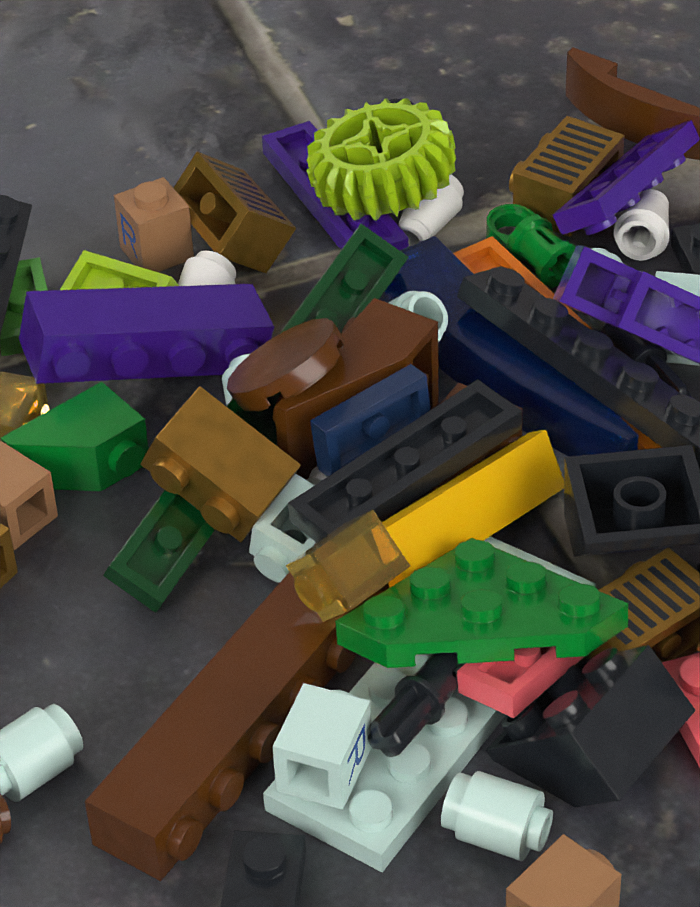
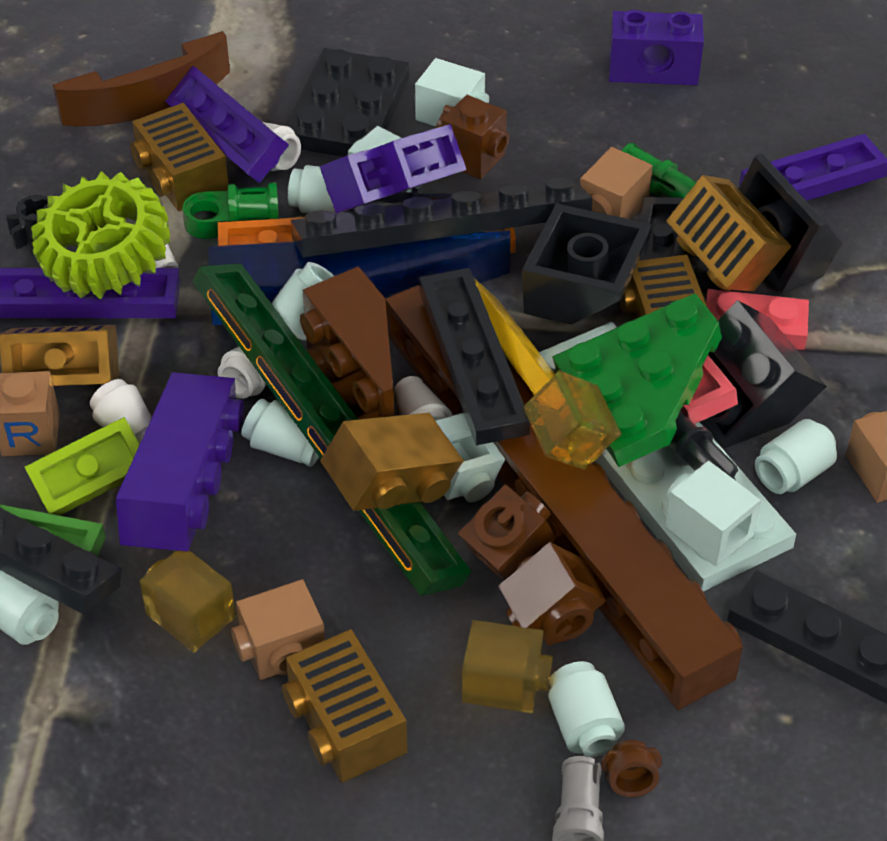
camera: 65 degrees left, 5 degrees up
(48, 664) = (504, 666): none -> clear yellow brick
(85, 440) = (259, 546): green slope -> none
(147, 665) = (552, 594): none -> reddish brown brick
(205, 599) = (507, 531): none -> reddish brown brick
(286, 364) = (341, 367): reddish brown tile -> none
(369, 418) = (416, 371): dark blue plate -> none

